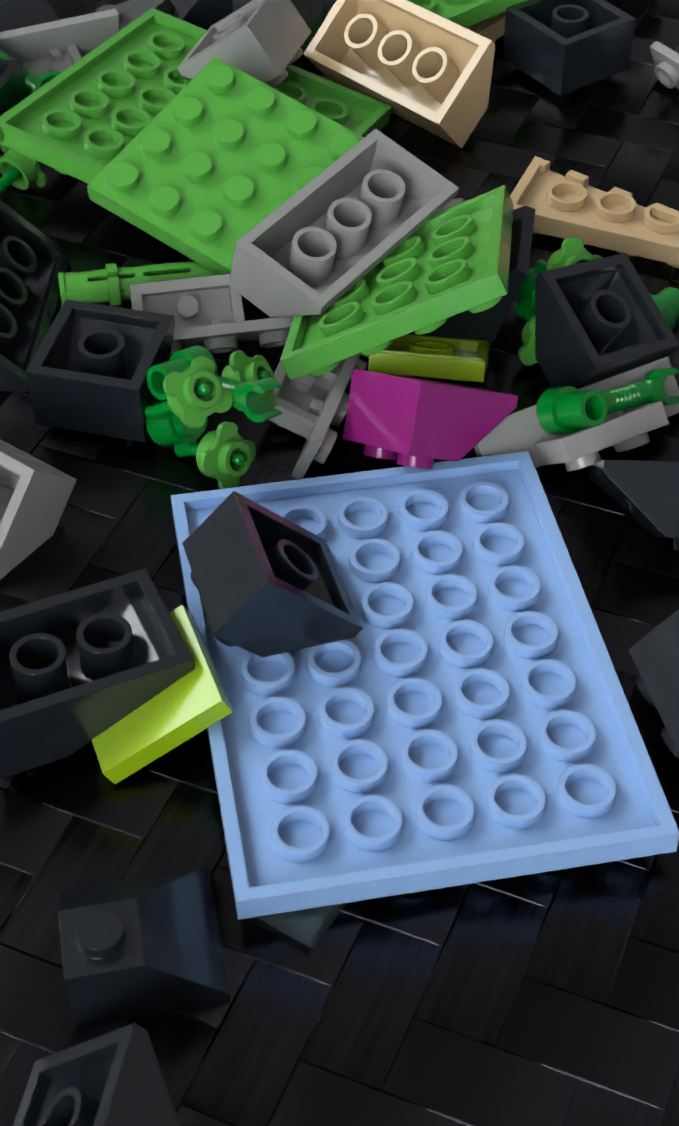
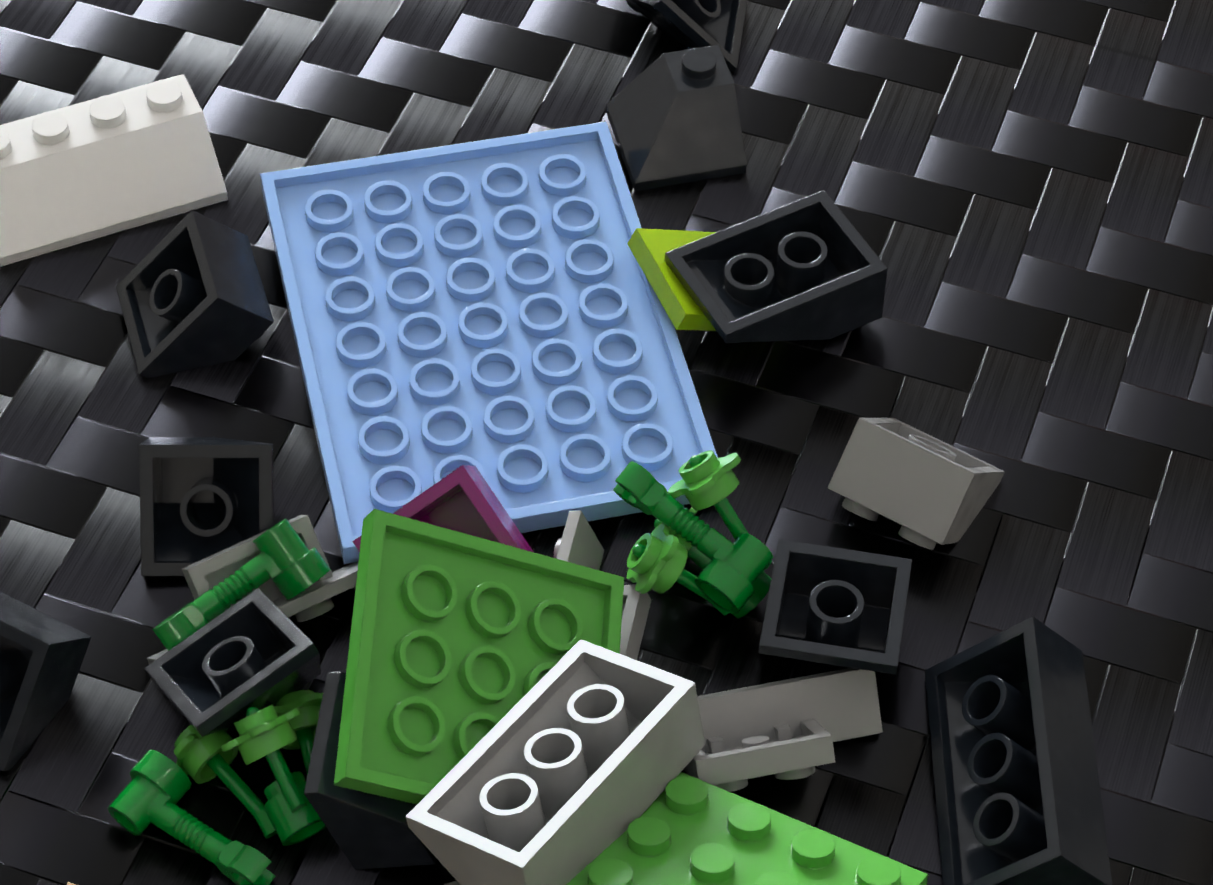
camera: 175 degrees right, 5 degrees up
(113, 282) = (877, 818): bright green pin -> none
(267, 581) = (605, 339): black slope -> none

